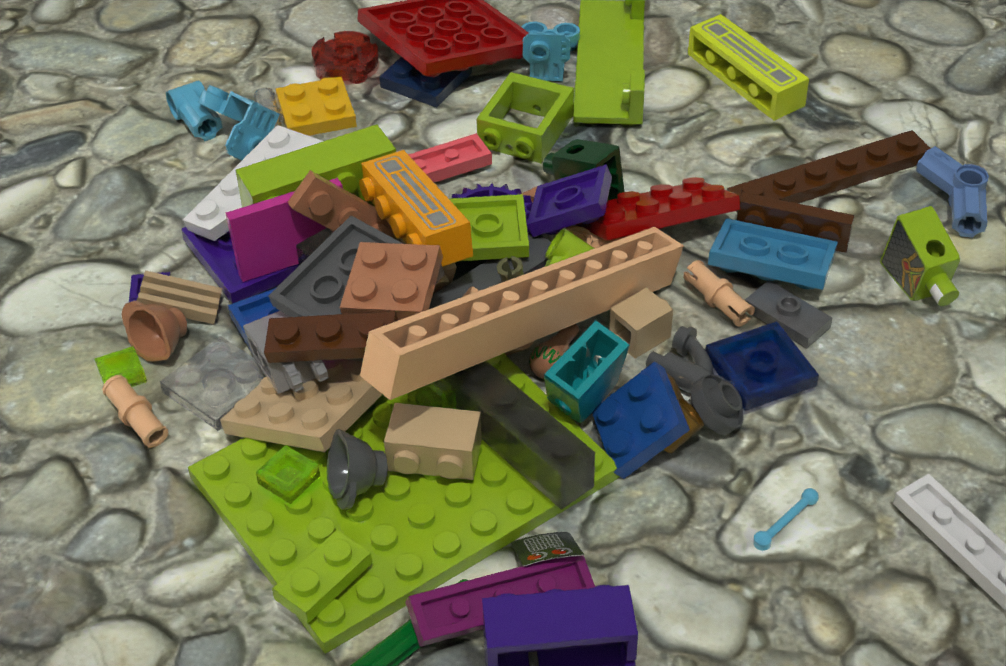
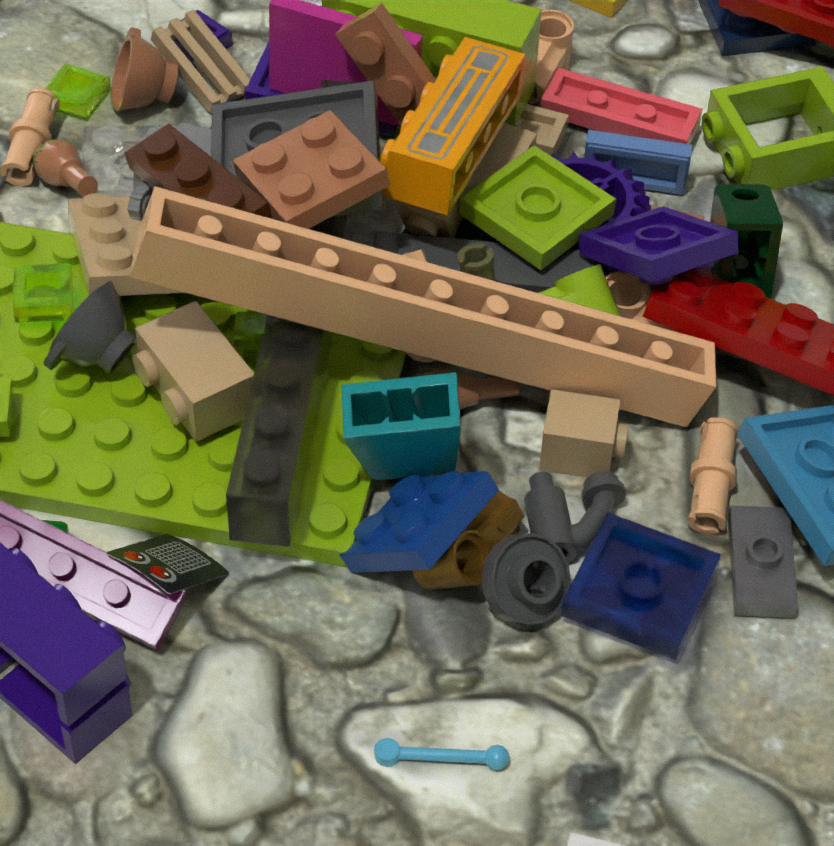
camera: 45 degrees right, 5 degrees up
(180, 409) = (60, 165): none -> nougat piece
(495, 169) = (655, 162): none -> medium blue tile

